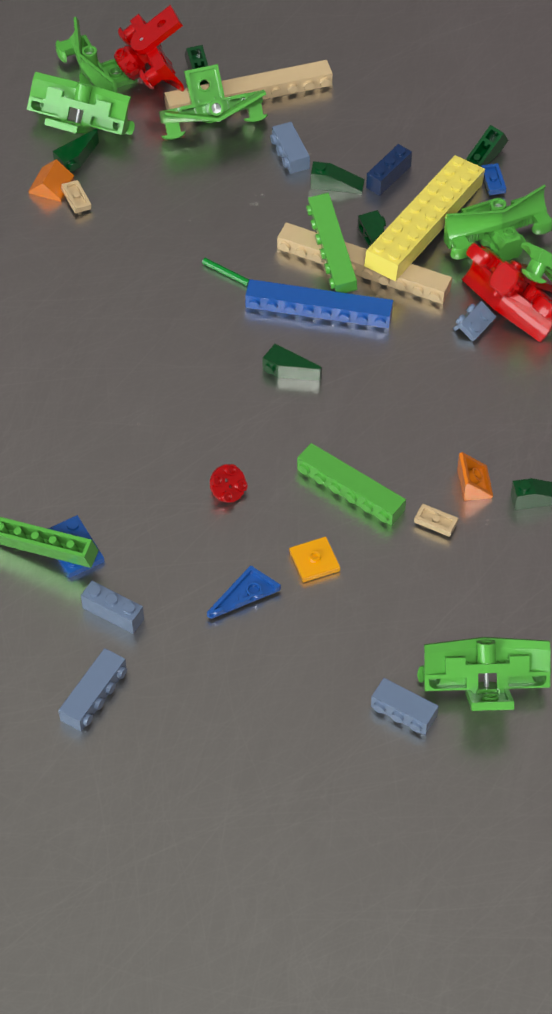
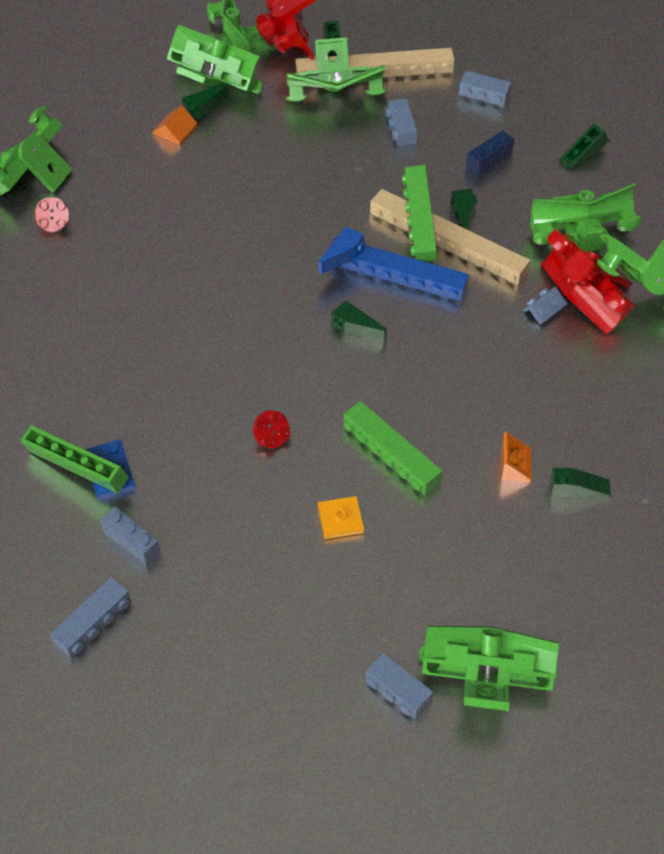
camera: 10 degrees right, 0 degrees up
(76, 196) = (194, 141): tan plate -> none
(225, 271) = (315, 226): green bar -> none
(246, 589) = (266, 538): blue wing -> none
(261, 292) = (342, 250): none -> blue slope
(333, 178) = (435, 154): dark green slope -> none
(369, 99) = (484, 88): none -> sand blue brick
(424, 218) = (513, 201): light yellow brick -> none
(436, 520) = (469, 496): tan plate -> none
(494, 179) = (588, 174): blue plate -> none

